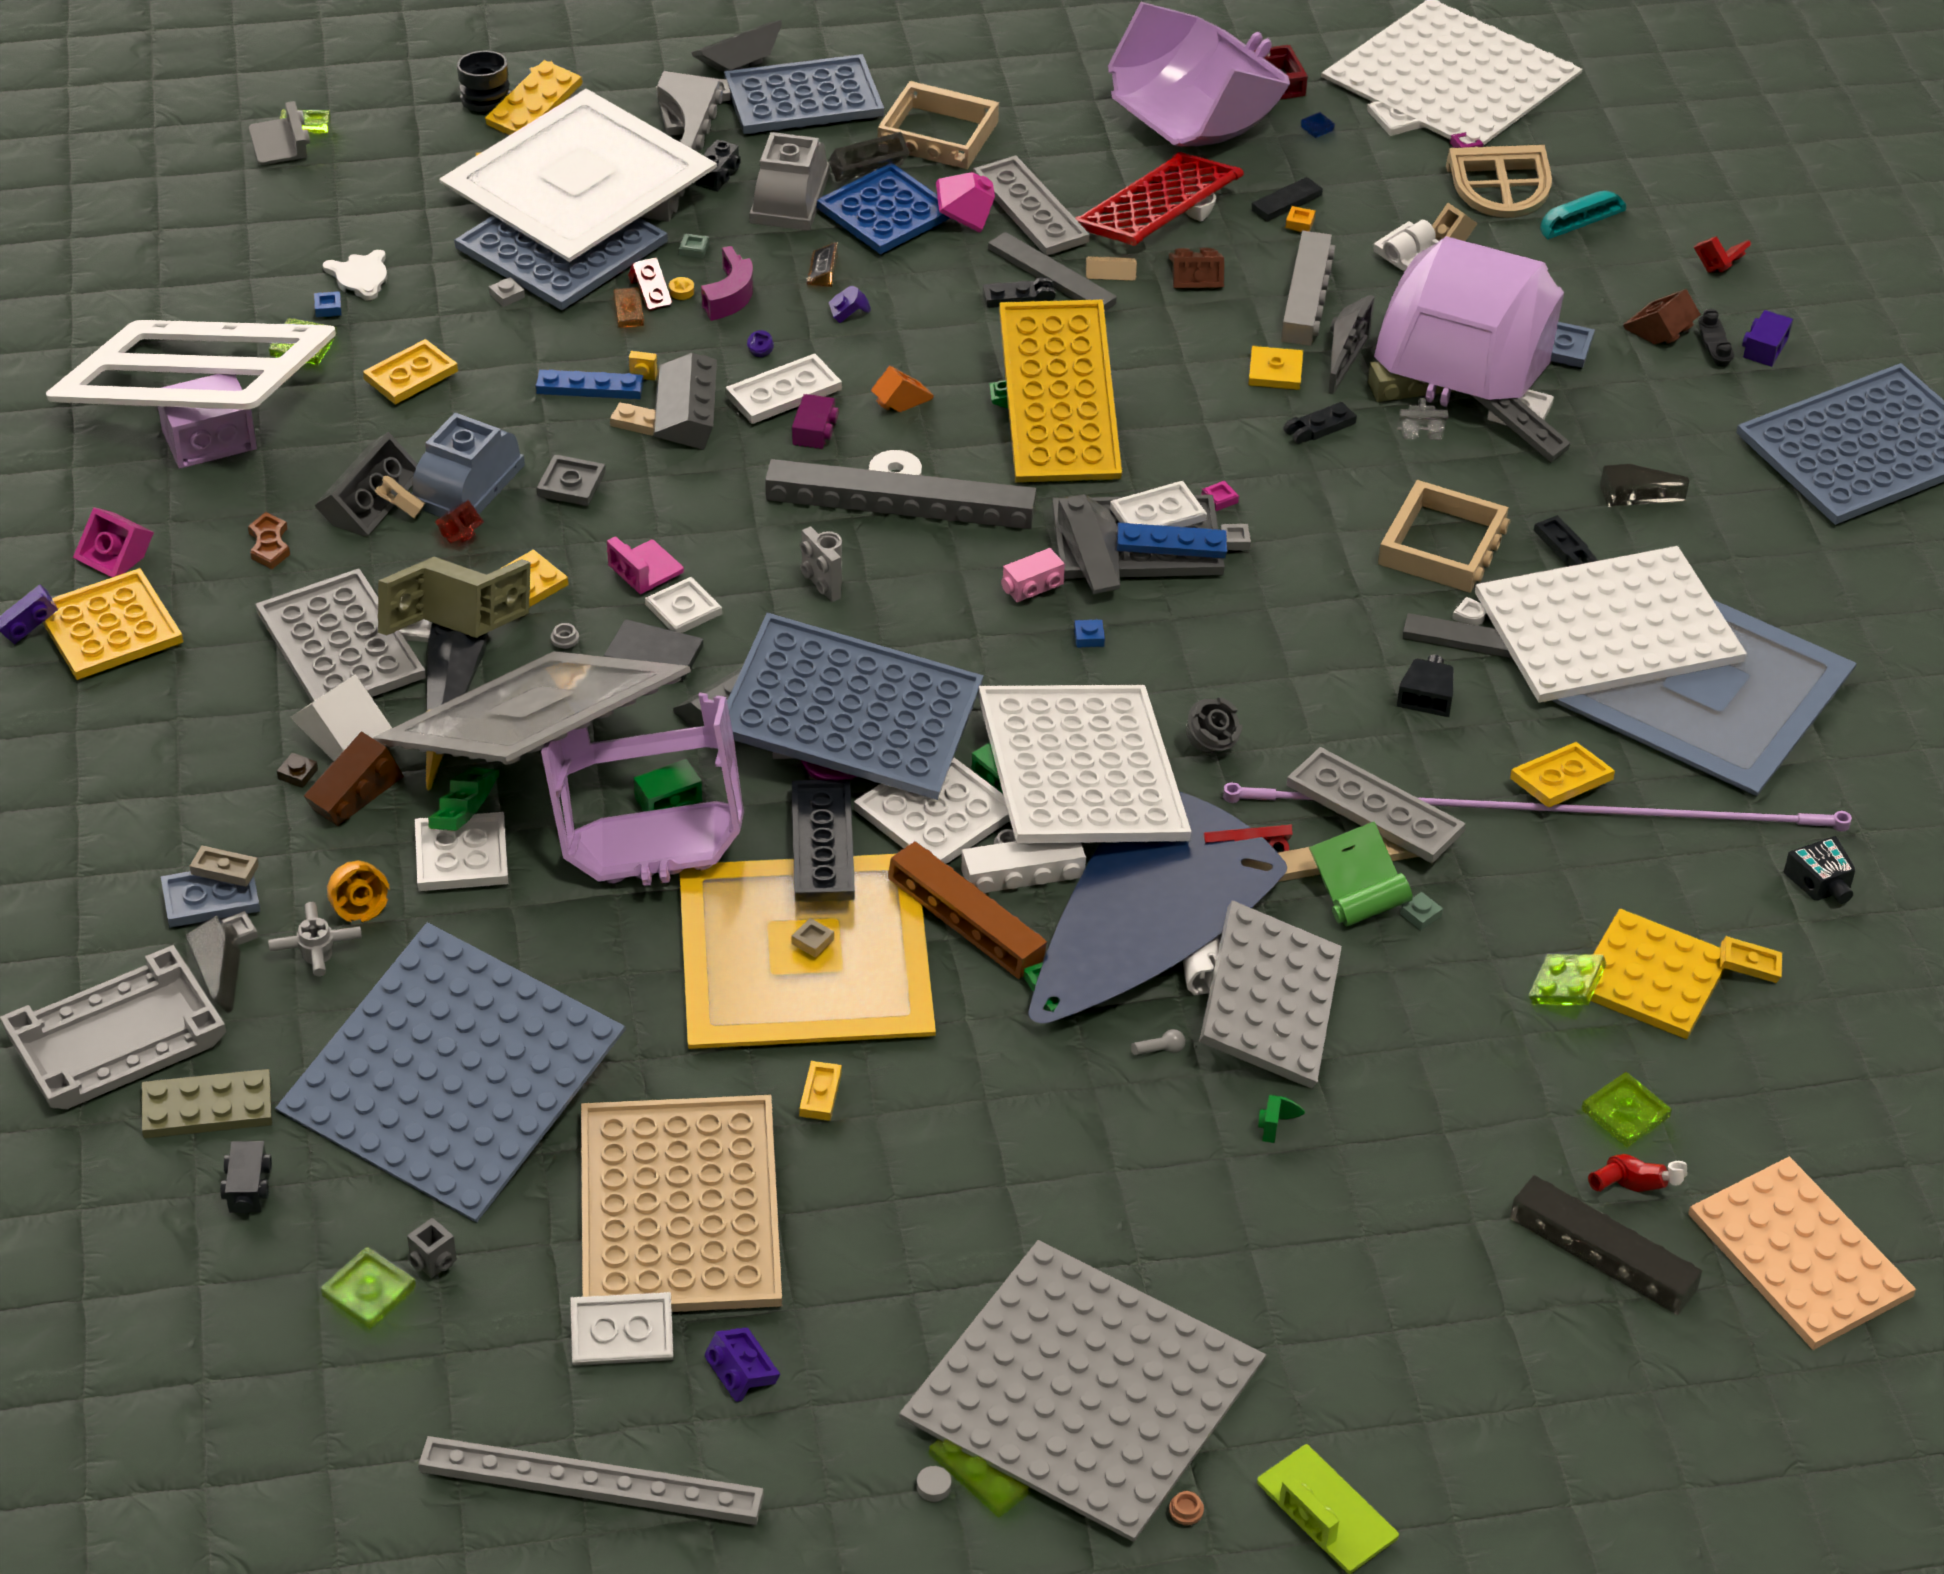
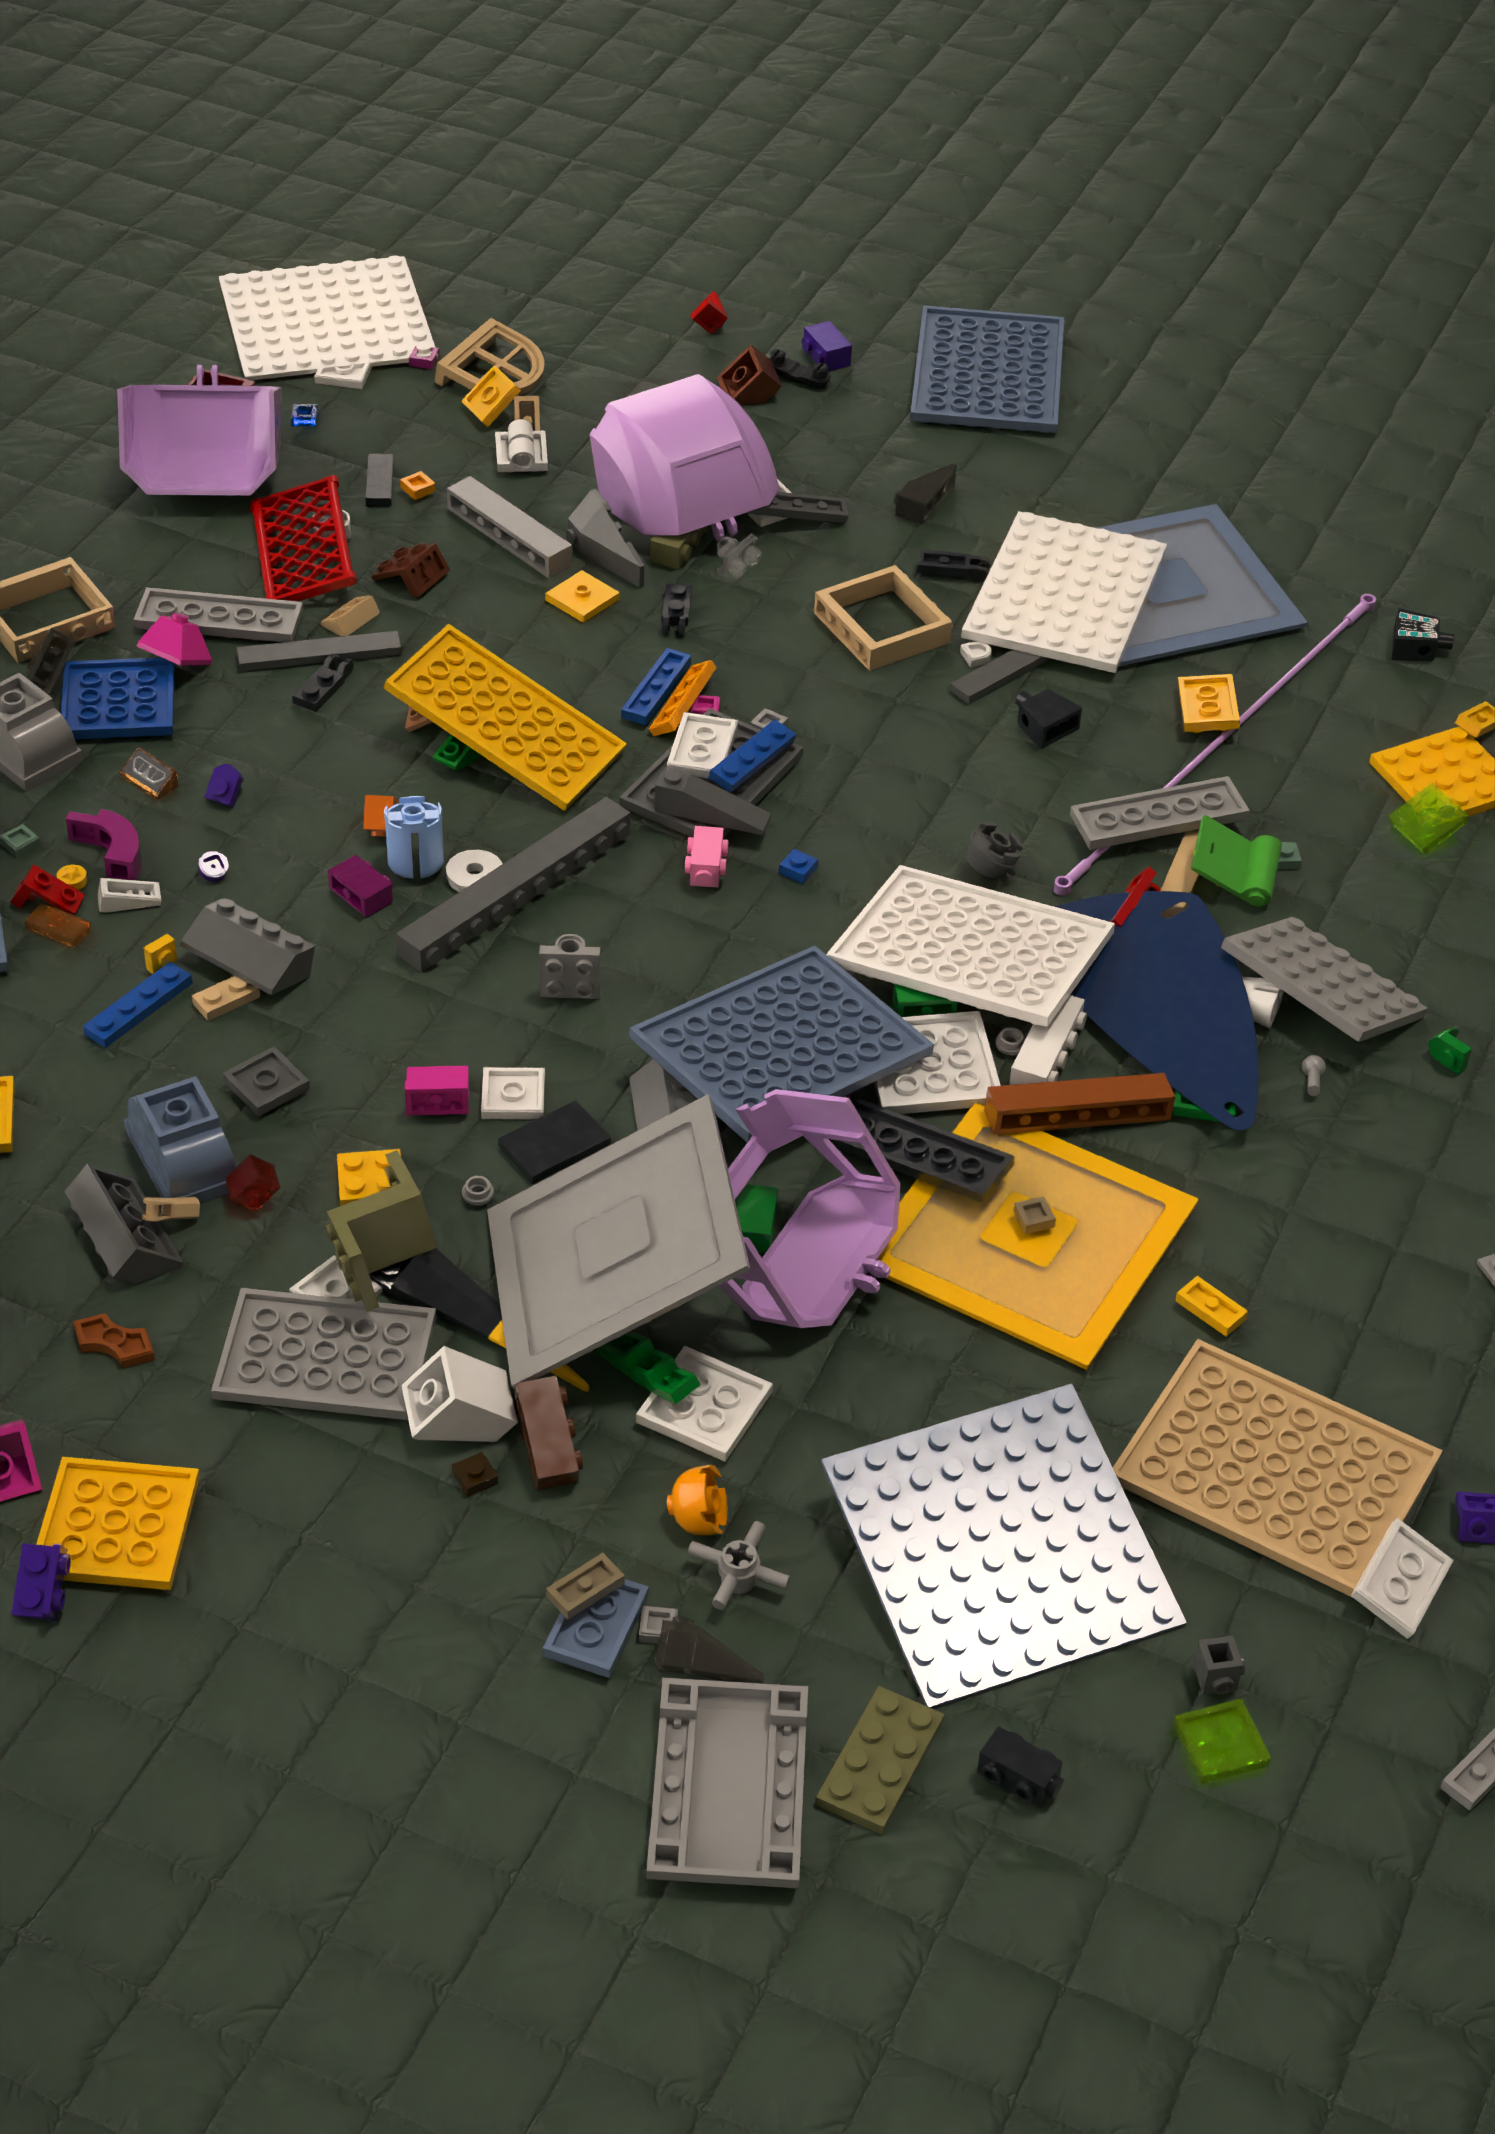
camera: 55 degrees left, 0 degrees up
(684, 307) = (127, 894): none -> white slope
(782, 388) = (293, 882): white plate -> none
(878, 414) = (418, 817): none -> light blue cylinder
(1210, 456) = (656, 686): none -> blue plate
(1215, 475) = (682, 698): none -> light orange tile
(1453, 193) = (491, 396): none -> yellow tile
(1581, 213) = (576, 351): teal brick -> none

